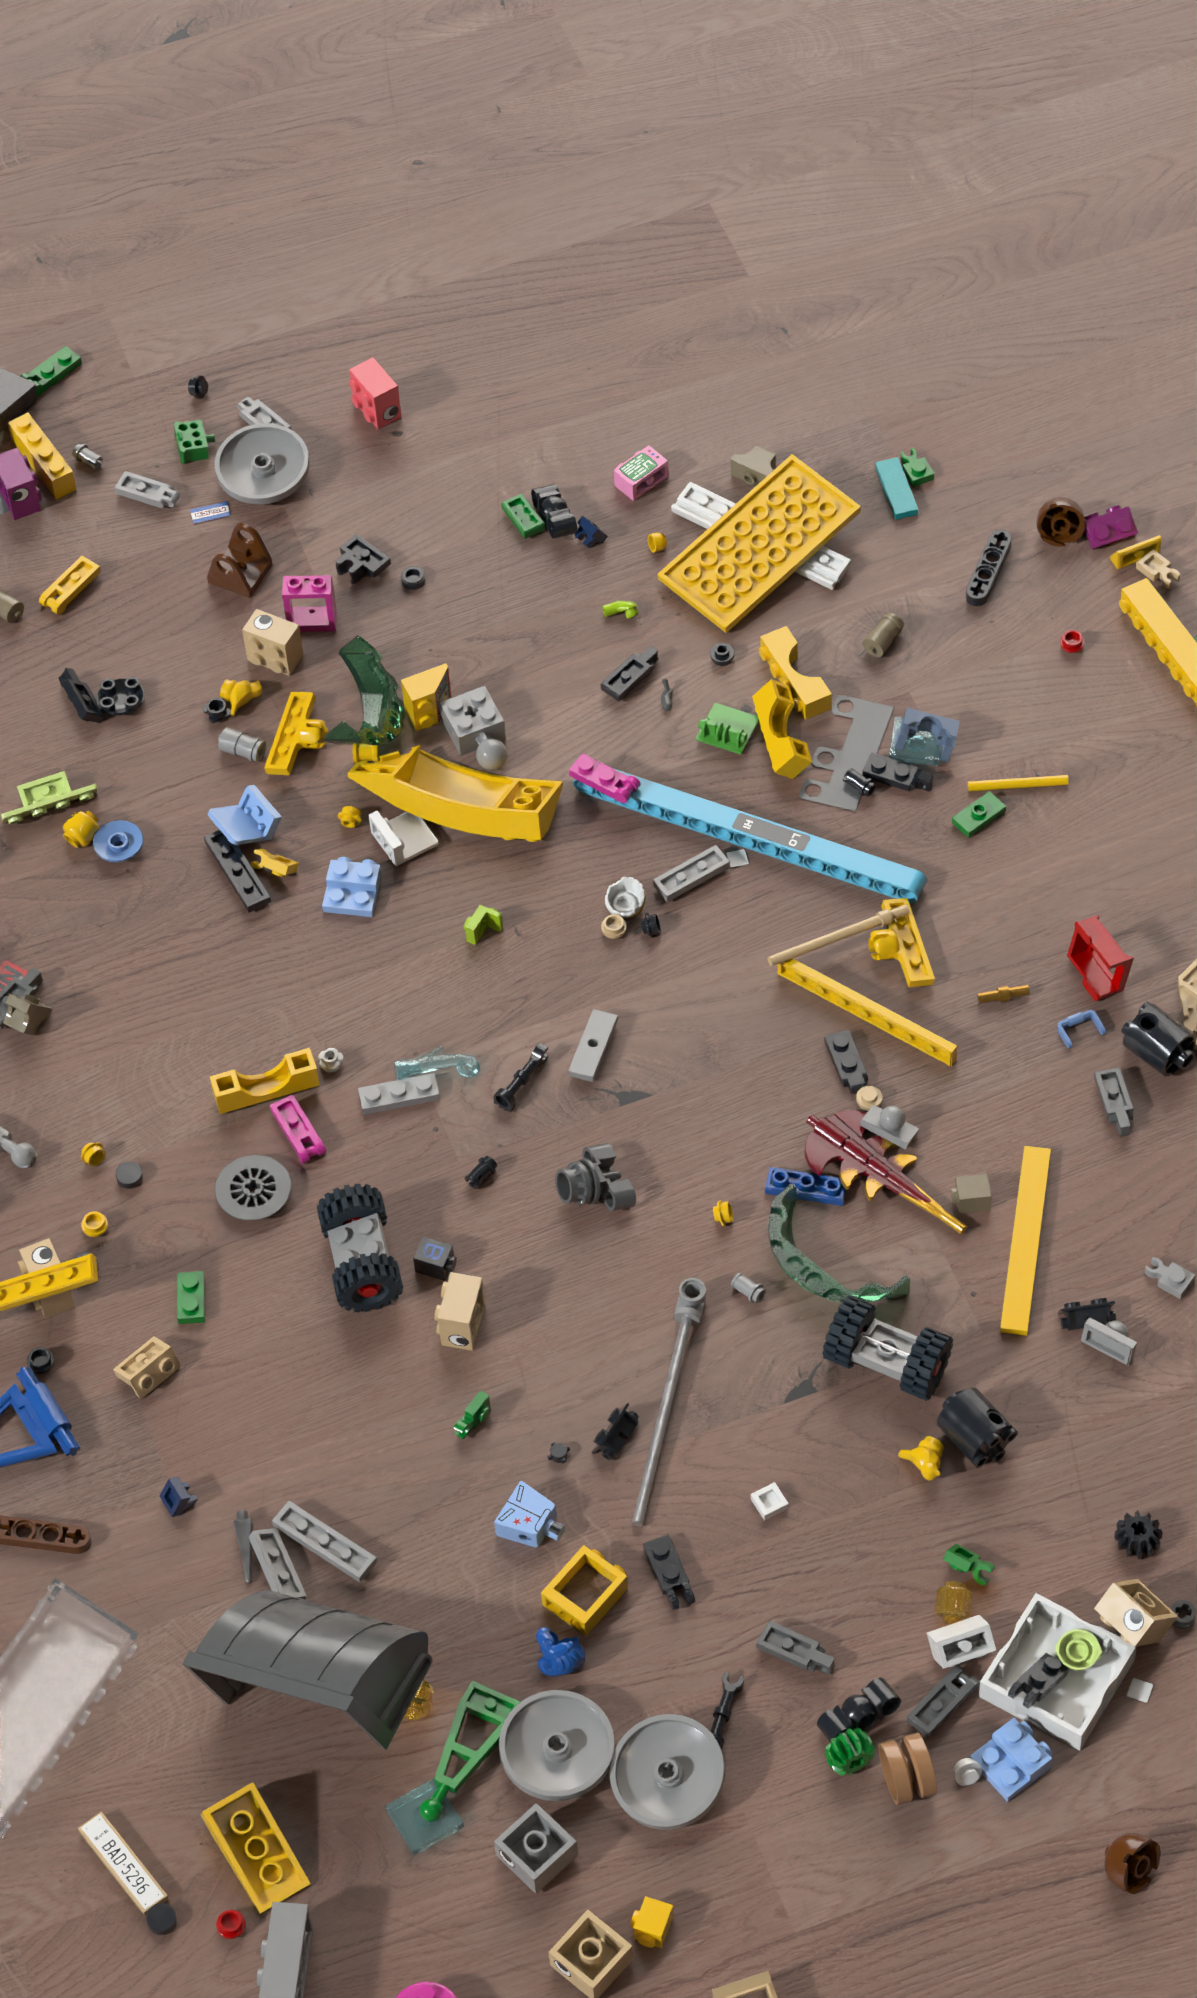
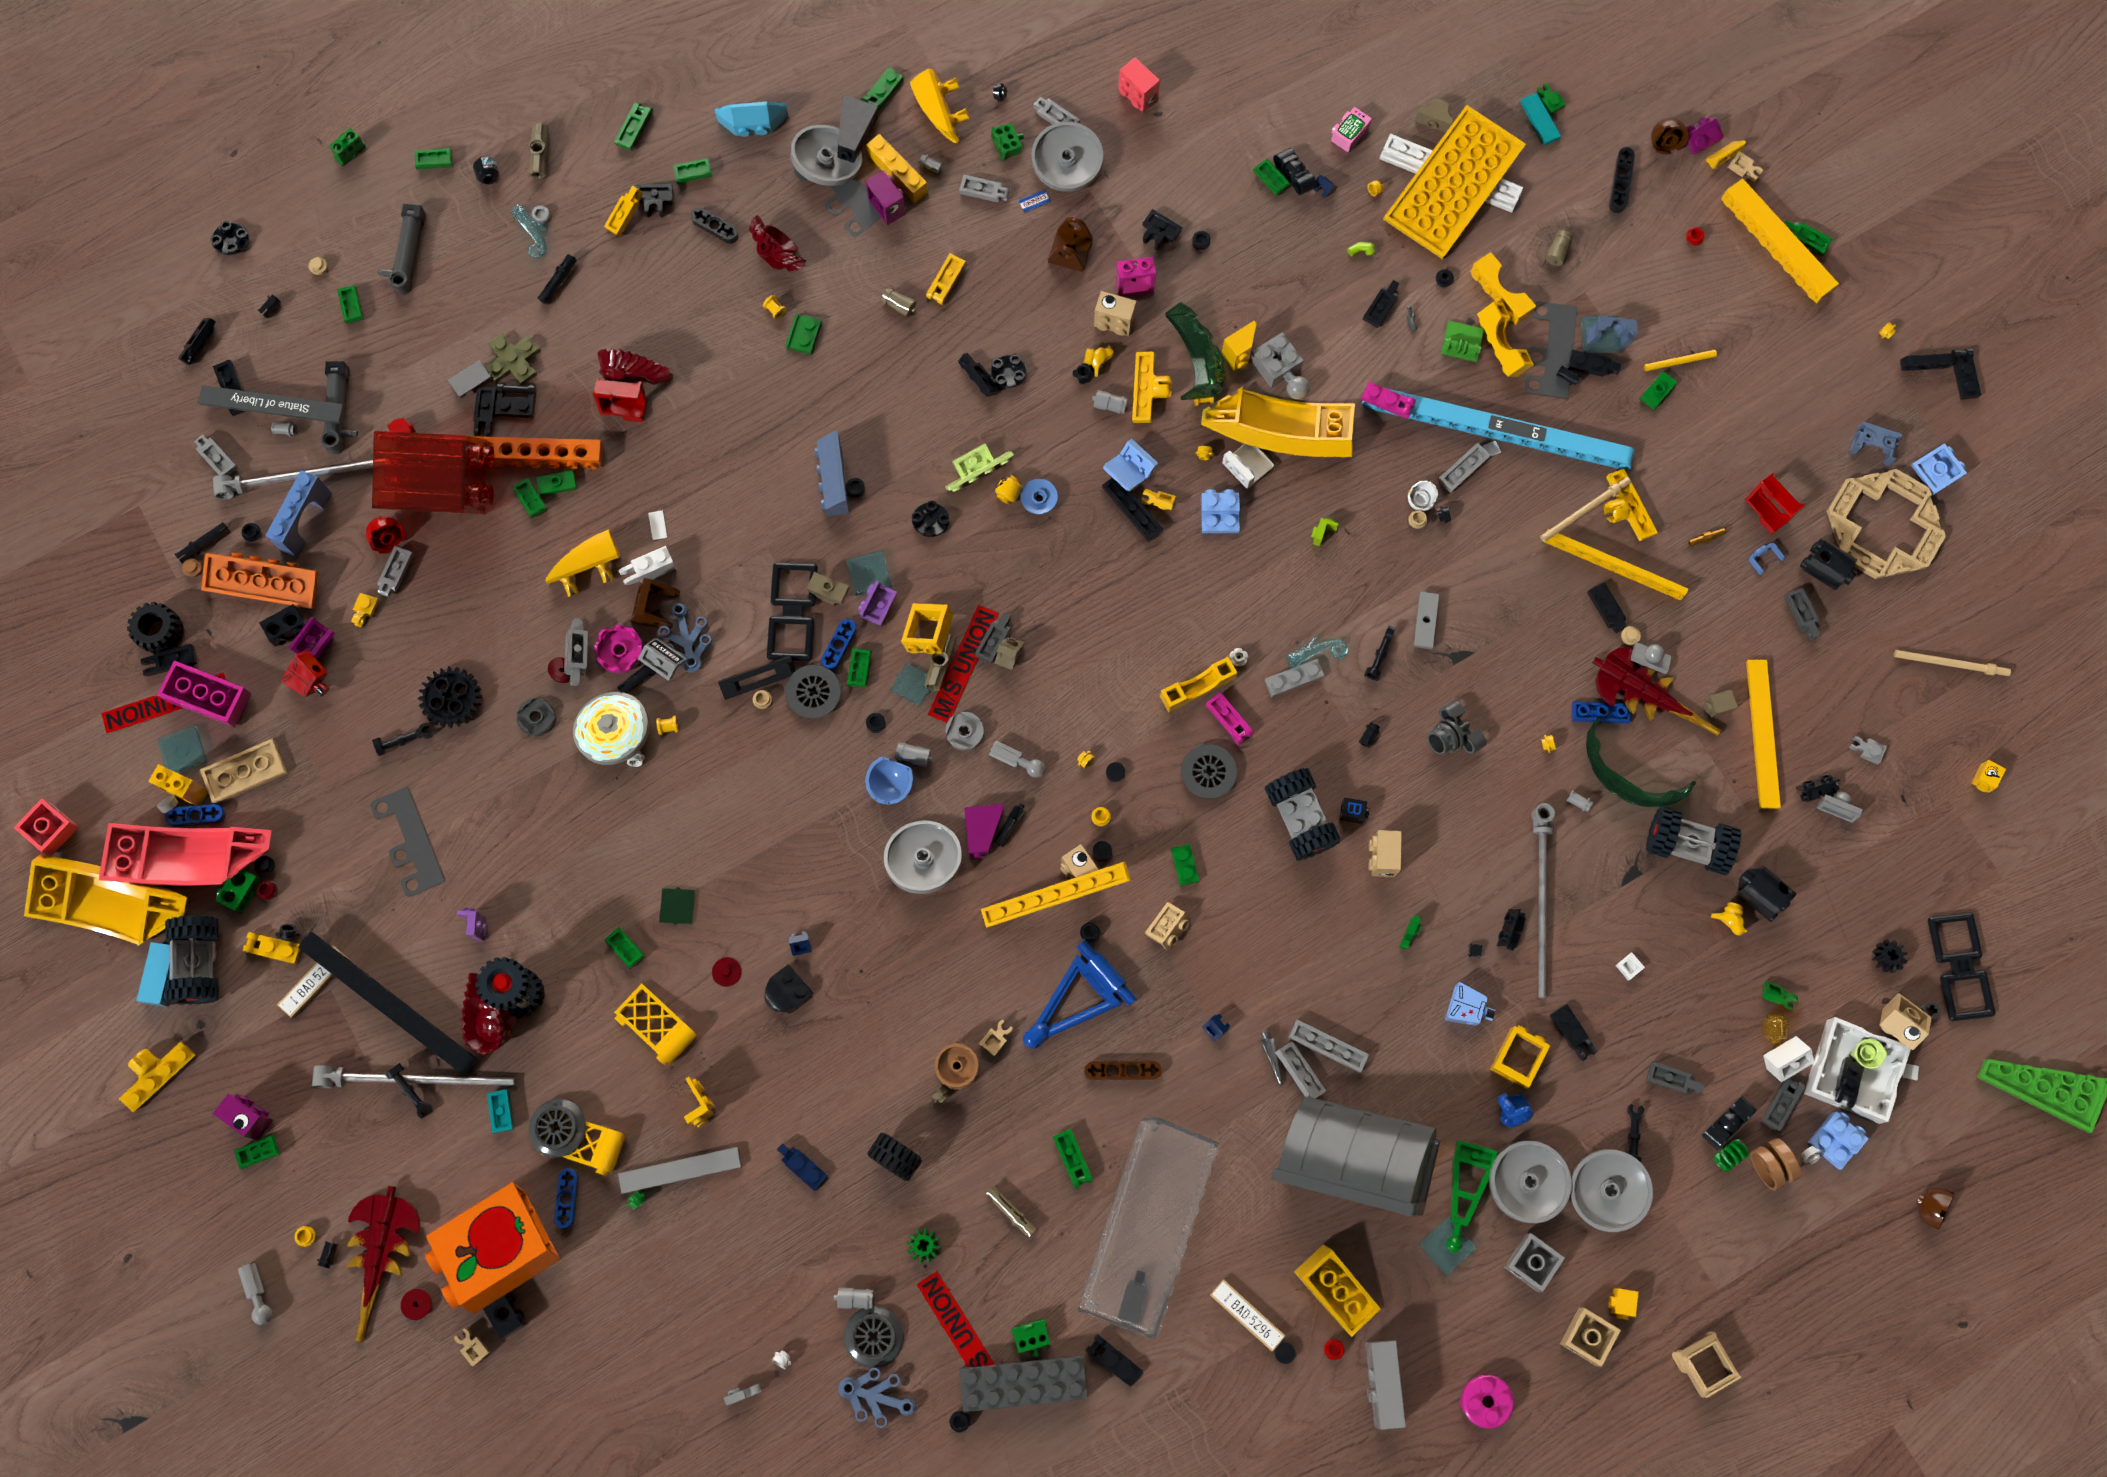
camera: 15 degrees left, 20 degrees up
(110, 387) = (933, 101): none -> yellow piece

